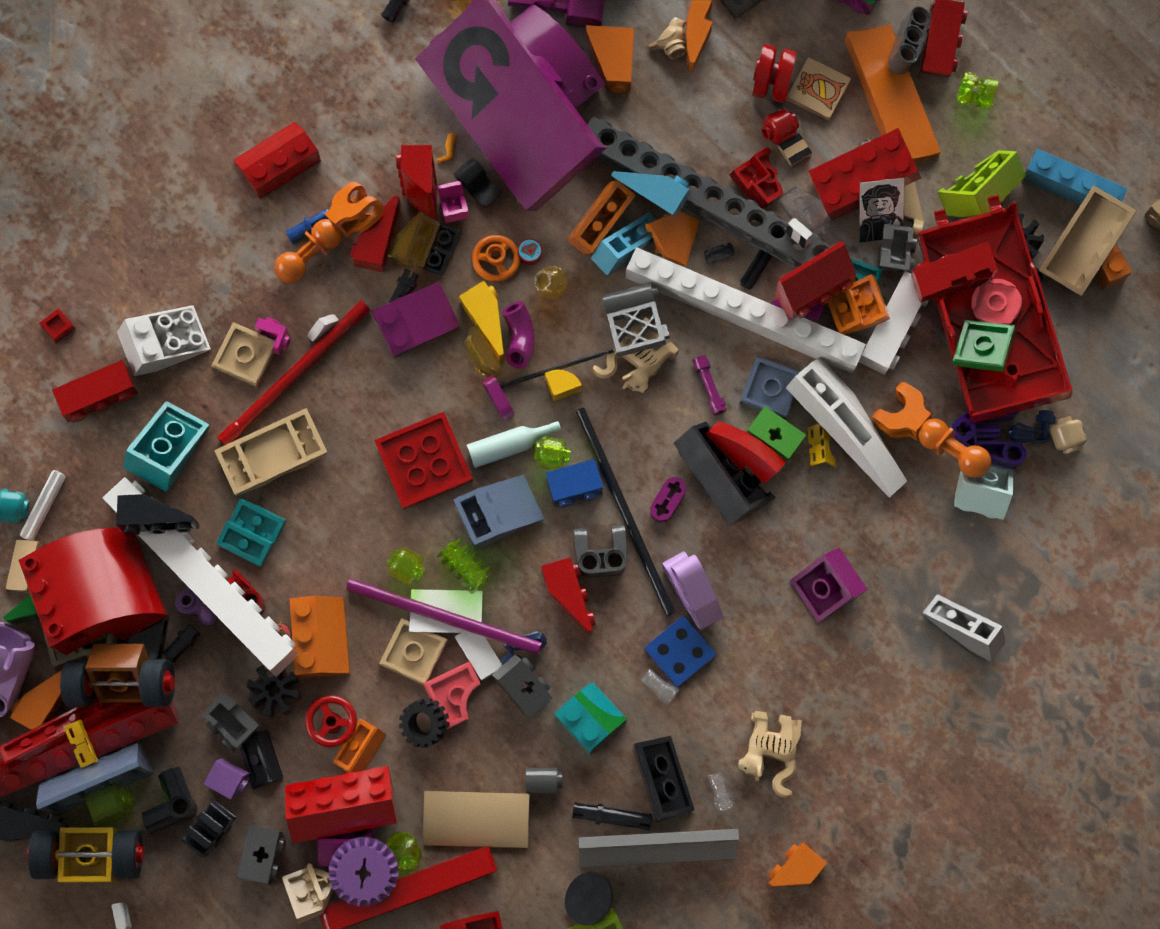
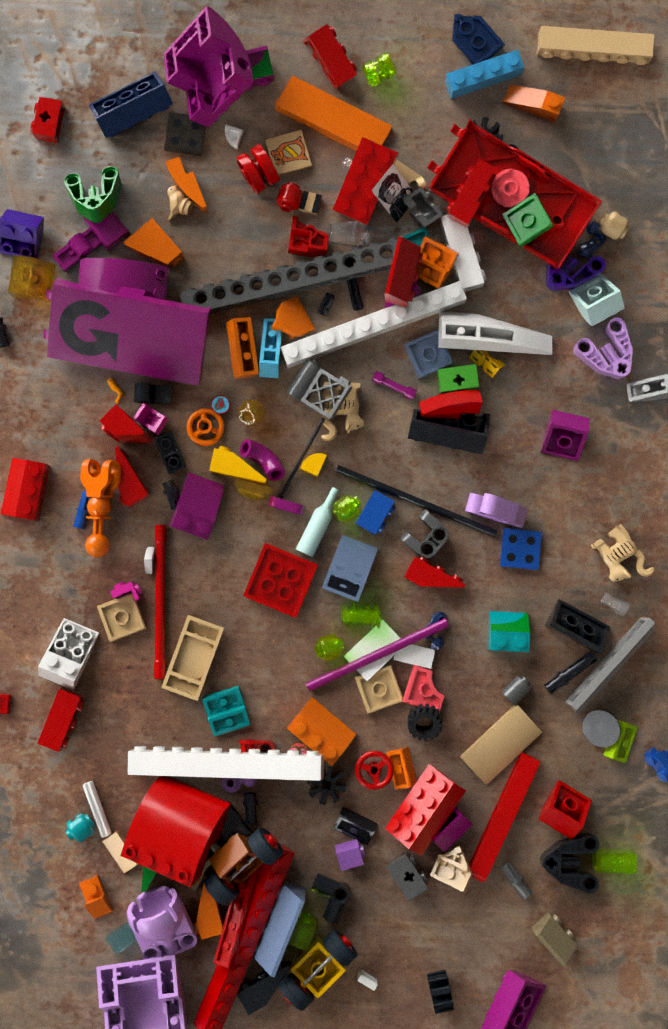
camera: 45 degrees left, 10 degrees up
(80, 735) = (252, 913): yellow piece -> none
(143, 514) = (161, 763): black slope -> none
(165, 446) = (131, 711): teal slope -> none
(209, 829) = (368, 891): black gear -> none
(231, 721) = (321, 823): dark grey cylinder -> none
(379, 862) = (461, 836): medium lavender gear -> none
(405, 850) = (481, 800): clear neon green head -> none
(414, 242) = (153, 463): clear yellow slope -> none
(531, 697) = (457, 651): dark grey brick -> none
(659, 189) = (262, 301): medium azure slope -> none
(663, 496) = (429, 473): magenta beam -> none
(665, 691) = (532, 578): clear pin -> none
(783, 28) = (233, 135): none -> white tile
(799, 233) = (364, 252): white tile -> none
(909, 40) = (313, 75): dark grey beam -> none
(926, 543) = (622, 345): none -> lavender connector
(933, 433) = (543, 296): orange piece -> none
(992, 176) = (438, 119): lime wedge -> none
(1087, 240) = (525, 102): tan slope -> none
(1098, 145) = (475, 38): none -> dark blue tile

